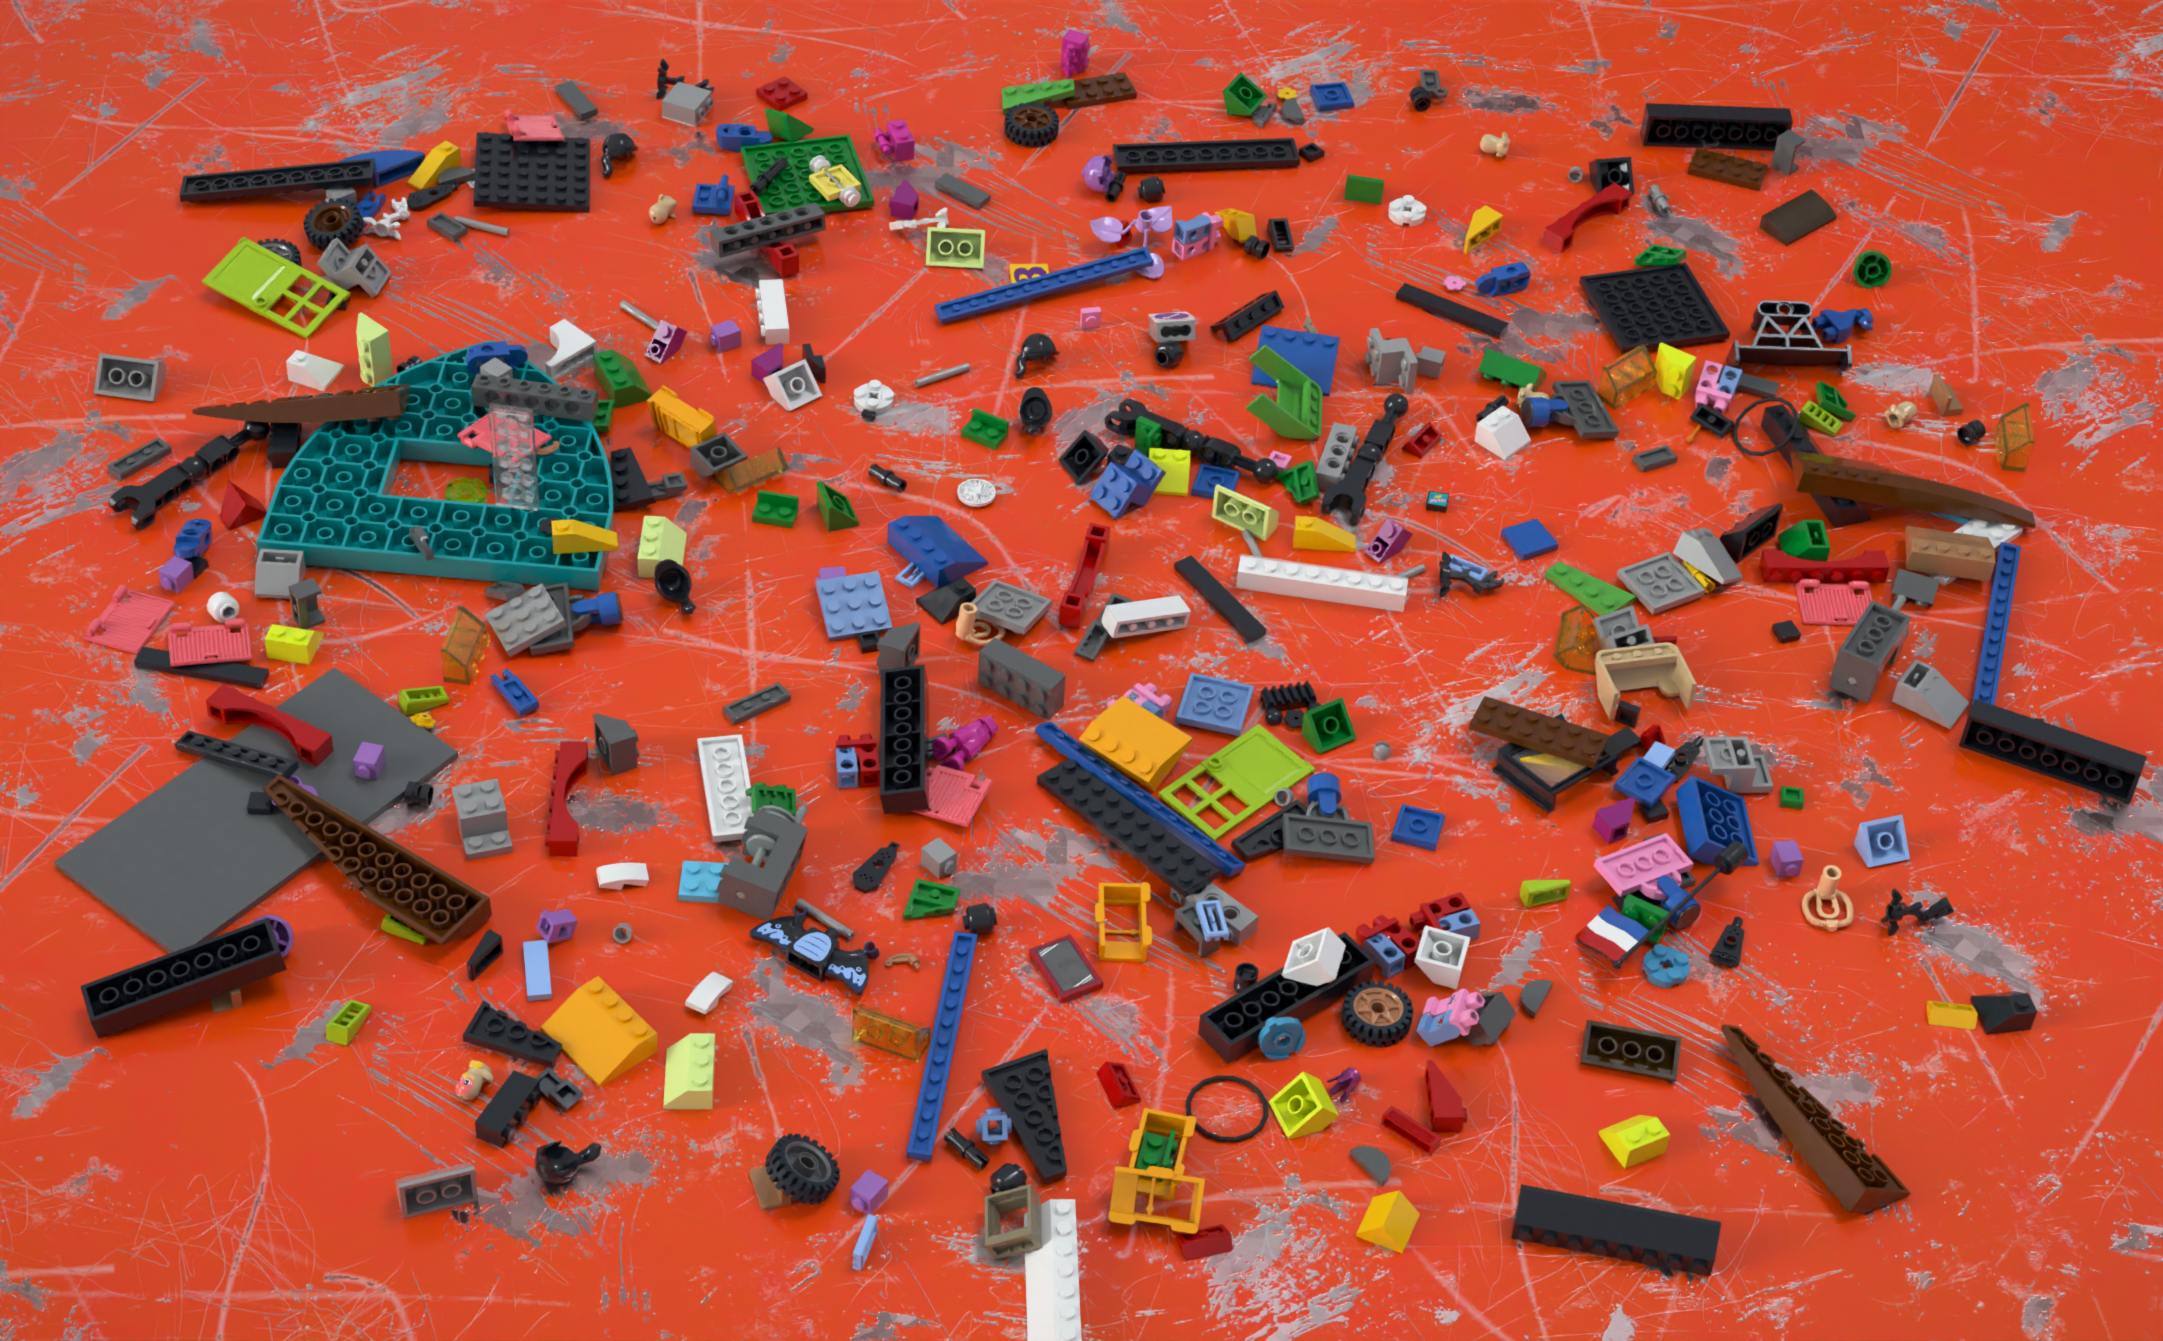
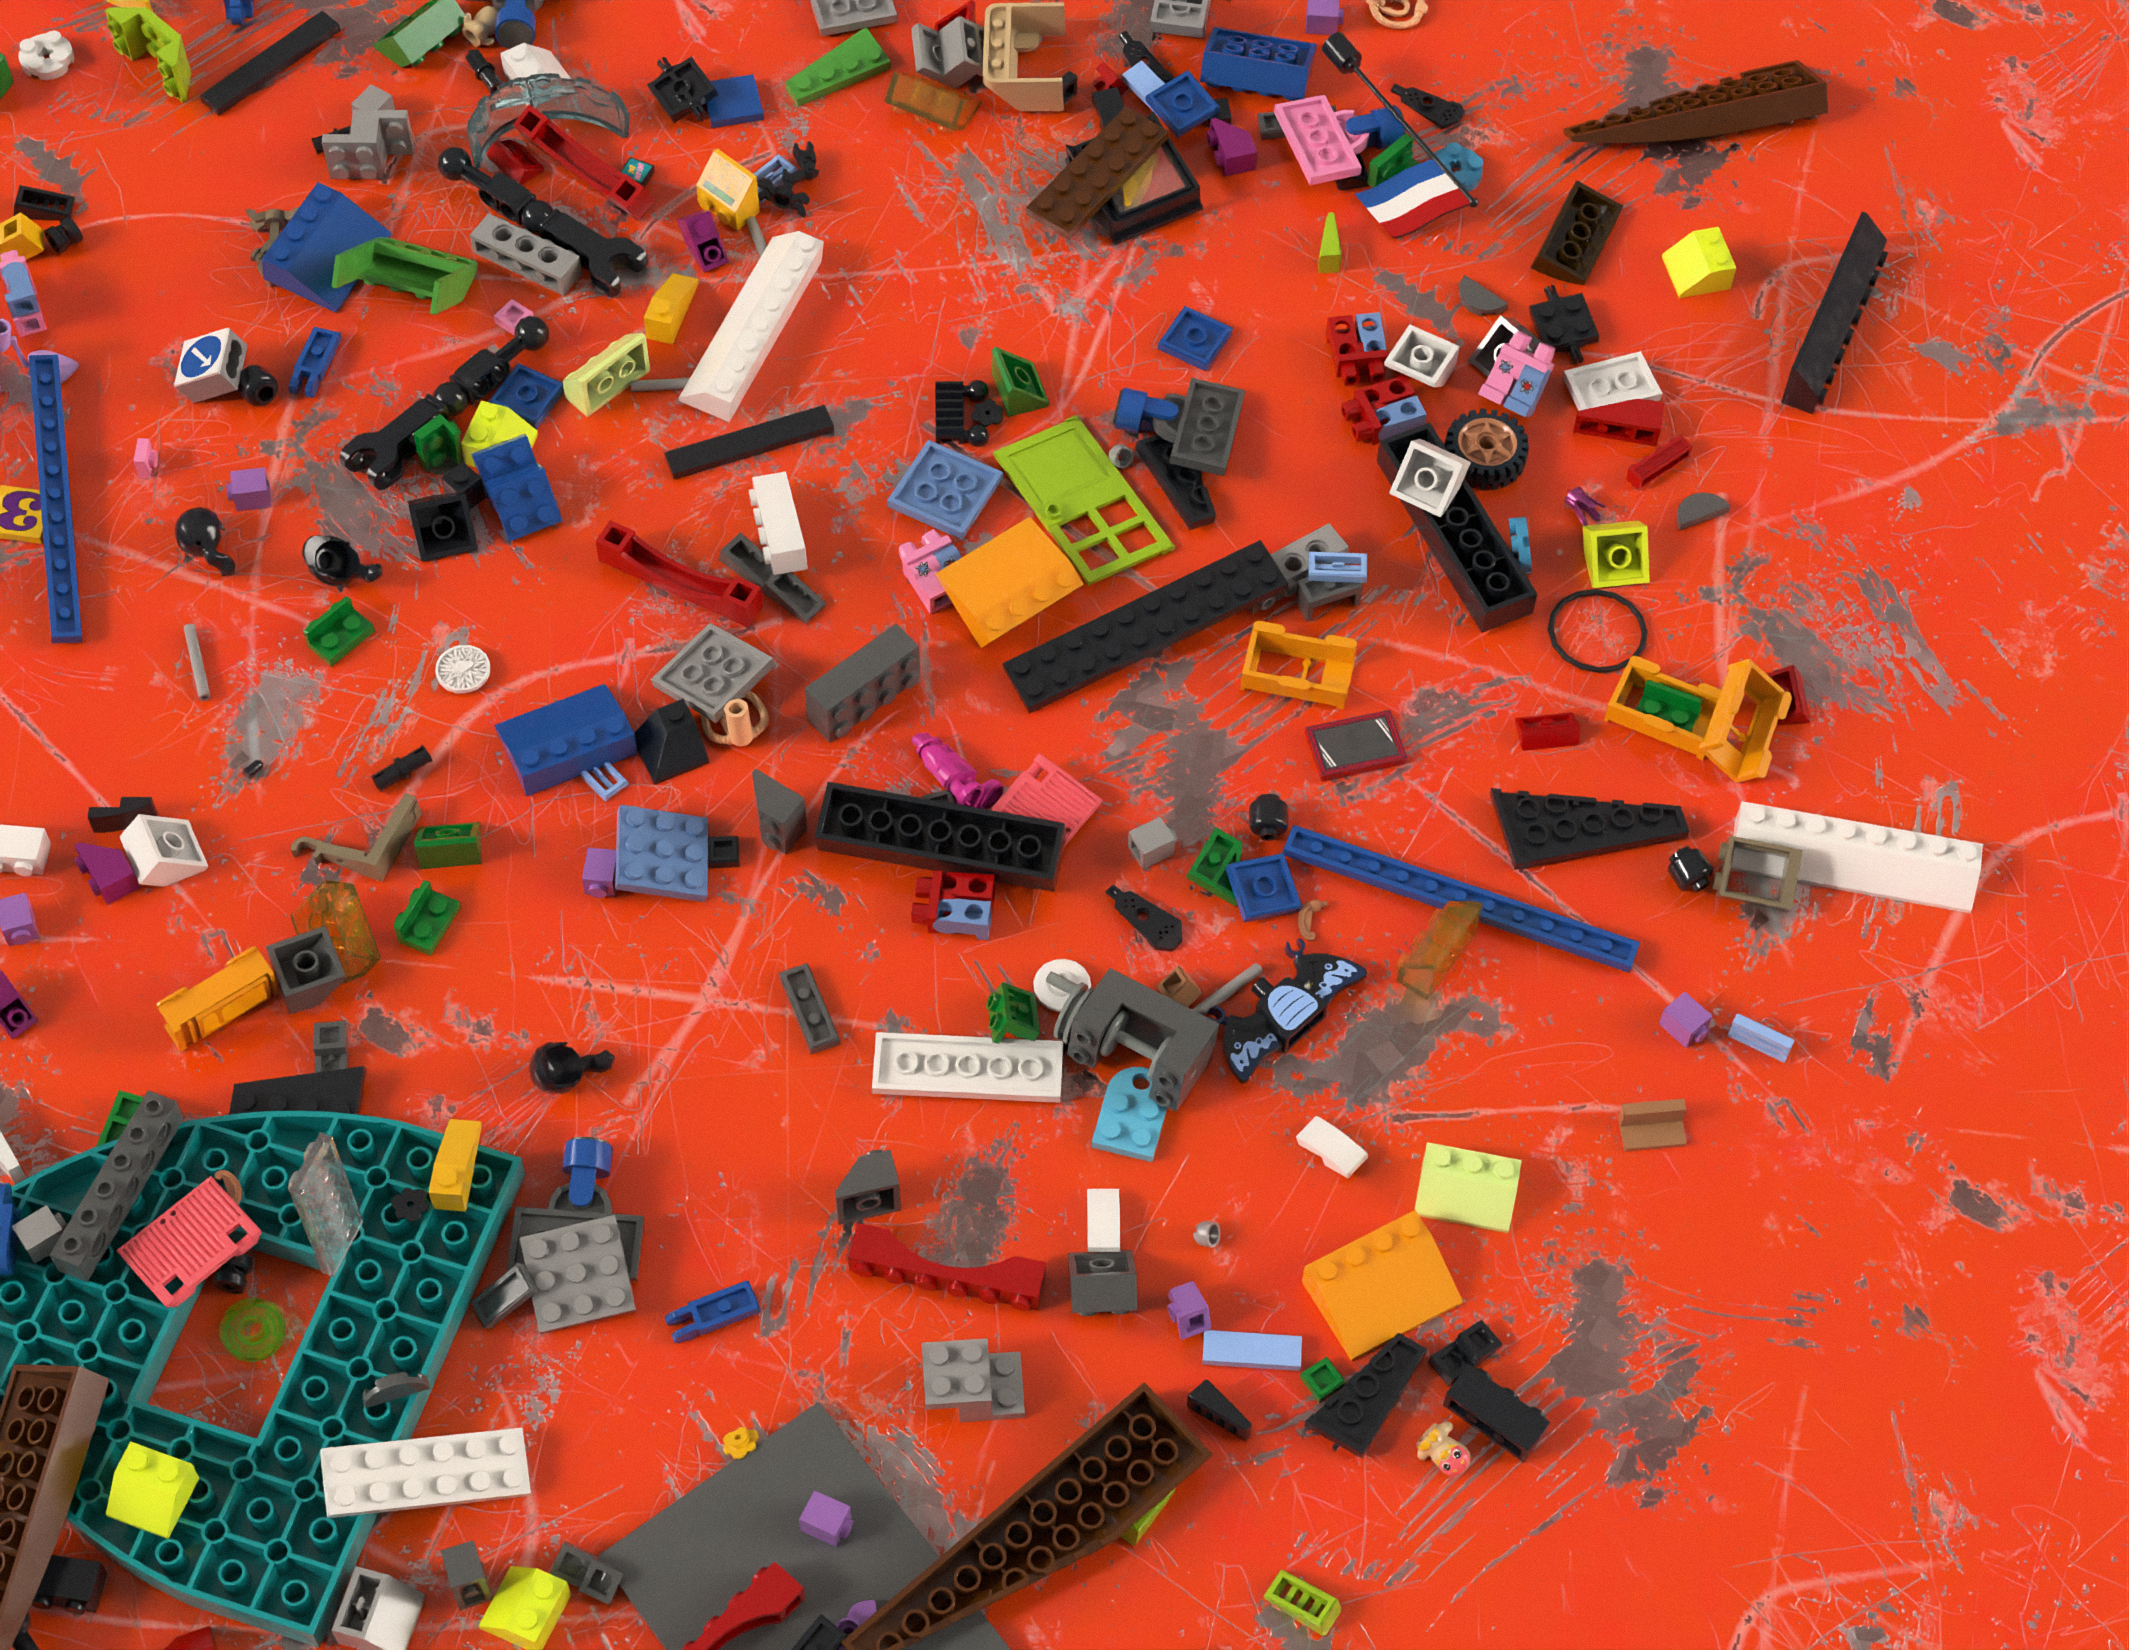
camera: 75 degrees left, 15 degrees up
(323, 662) = (587, 1572): none -> dark grey slope
(338, 452) = (150, 1490): none -> neon yellow slope
(371, 572) = (424, 1472): none -> white plate
(416, 700) = (698, 1459): lime slope -> none
(419, 794) = (895, 1462): black wheel -> none
(437, 1190) = (1623, 1513): light grey slope -> none
(463, 647) = (617, 1366): clear yellow slope -> none
(522, 1011) = (1322, 1379): none -> green tile
(559, 1163) = (1601, 1360): black piece -> none
(572, 878) = (1102, 1282): none -> dark grey slope
(620, 378) = (66, 1078): green slope -> none
(658, 542) = (467, 1080): yellowish green slope -> none
(802, 1169) = (1658, 1079): black wheel -> none
(817, 829) = (1051, 996): none -> white wheel
(821, 892) = (1179, 987): none -> medium nougat slope
(844, 483) = (382, 854): none -> dark tan hinge
(865, 397) = (215, 741): white plate -> none
(918, 926) = (1263, 887): none -> blue tile
(966, 1149) = (1629, 905): black pin -> none
(995, 1135) = (1609, 866): medium blue brick -> none
(1083, 368) = (249, 489): none -> medium lavender brick
(1141, 799) = (1089, 606): blue plate -> none
(1201, 377) = (314, 360): none -> blue hinge
(1245, 976) = (1412, 563): black wheel -> none
(1249, 315) = (204, 273): black fence -> none
(1301, 482) = (567, 300): green wing -> none
(1381, 750) = (1067, 342): light grey hinge -> none
(1389, 1221) = (1783, 518): yellow slope -> none
(1421, 261) = (140, 31): none -> lime slope
(1433, 543) = (728, 190): none -> yellow slope
(1443, 446) = (582, 163): none -> red arch
(1454, 283) = (216, 45): bright pink plant -> none
(1460, 422) = (552, 97): none -> clear light blue windscreen
(1480, 1090) = (1612, 382): none -> white plate
(1522, 507) = (682, 89): none -> black plate
(1531, 1053) = (1564, 323): none -> black plate

